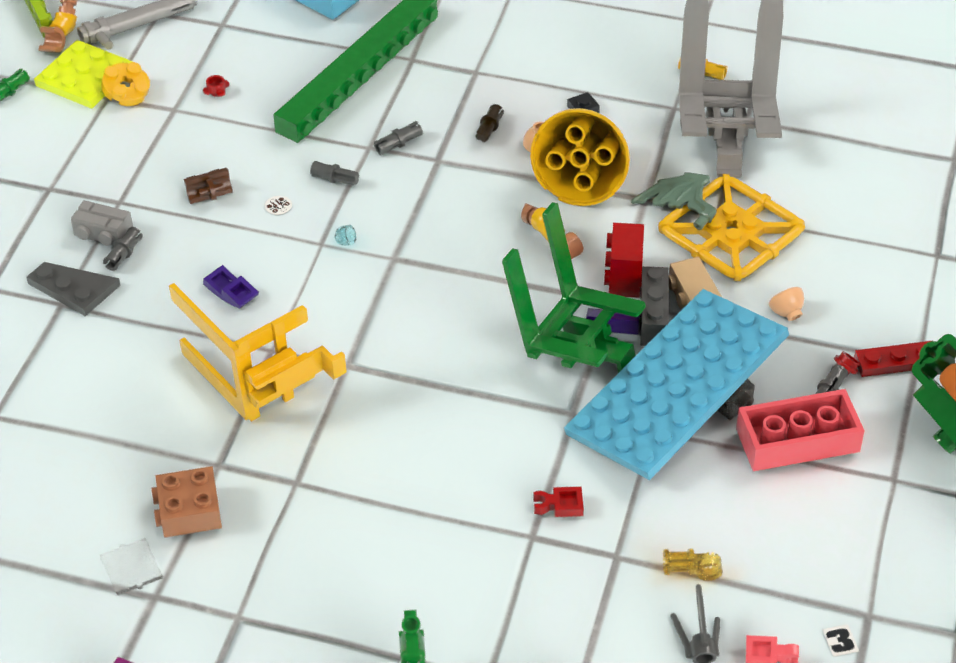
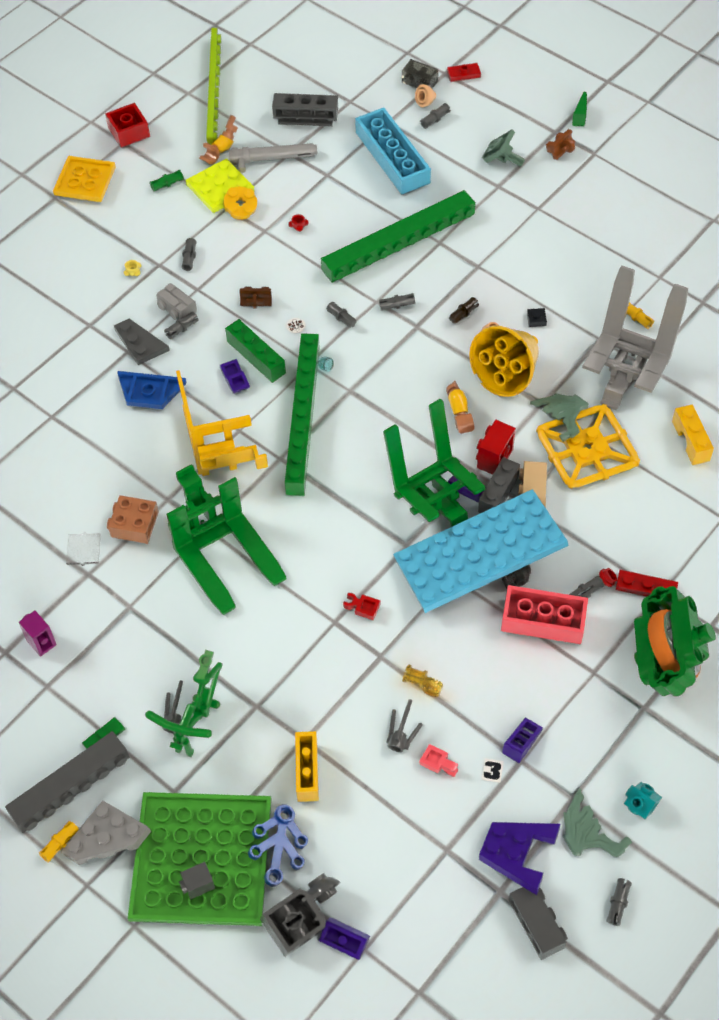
camera: 25 degrees right, 10 degrees up
(15, 202) = (132, 268): none -> light yellow plate
(86, 163) = (189, 254): none -> dark grey pin
(119, 338) = (148, 389): none -> blue wing
(244, 247) = (255, 350): none -> green brick
(286, 493) = (191, 537): none -> green piece
(351, 304) = (302, 415): none -> green brick
(788, 303) = (592, 518): light nougat brick -> none
(856, 591) = (515, 750): none -> dark purple slope
(865, 182) = (698, 443): none -> yellow arch

